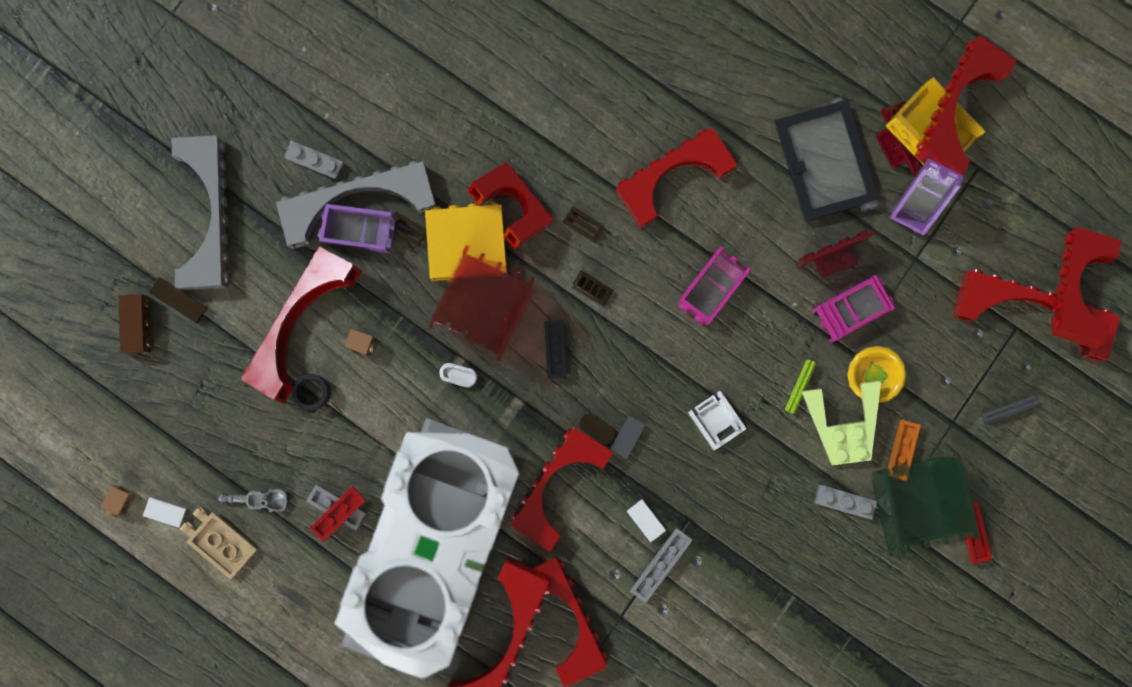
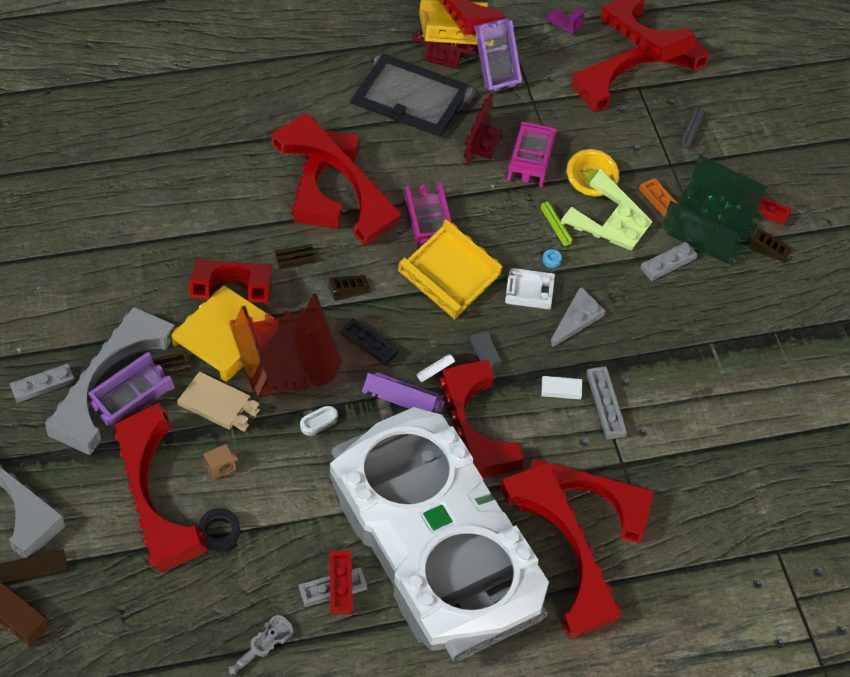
camera: 55 degrees left, 30 degrees down
(408, 291) = (218, 402): none -> tan tile
(526, 420) = (402, 393): none -> medium lavender door
(572, 420) = (435, 367): none -> white tile
(672, 351) = (451, 269): none -> yellow panel
(688, 134) = (307, 138): none -> red arch
(730, 477) = (580, 314): none -> light grey wing
(763, 412) = (552, 258): none -> medium azure tile
(926, 556) = (759, 245): none -> dark brown slope
(1032, 208) = (567, 23): none -> magenta bracket

